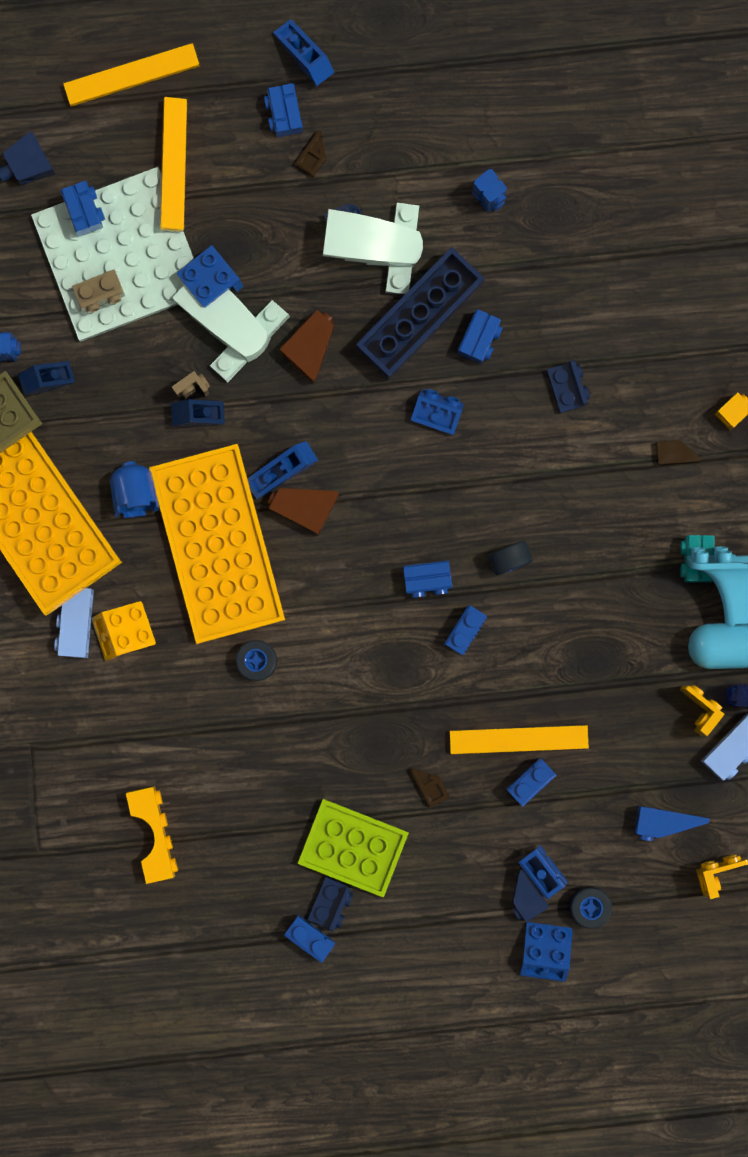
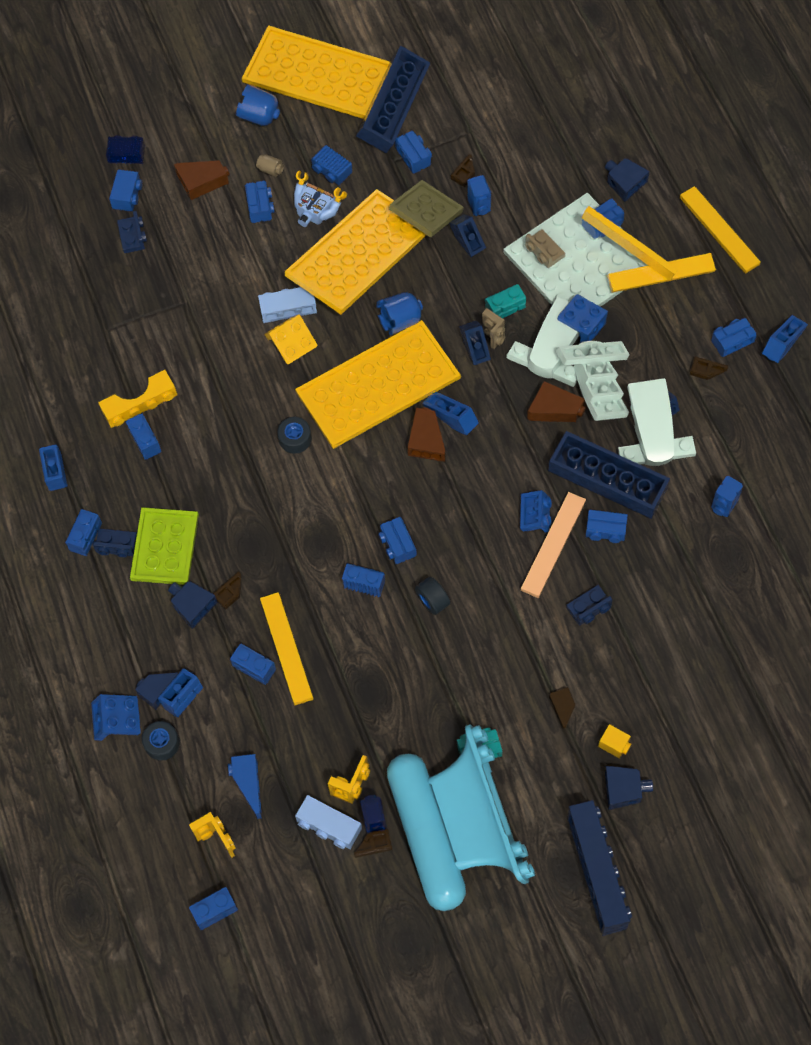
camera: 80 degrees right, 20 degrees down
(132, 189) = (629, 243): none -> yellow tile
(157, 361) = (506, 301): none -> teal brick
(204, 840) = (143, 436): none -> blue brick
(215, 957) = (53, 467): none -> blue brick
(292, 285) = (598, 376): none -> light aqua slope
(433, 834) = (191, 602): none -> dark blue torso
(482, 403) = (553, 545): none -> light nougat tile

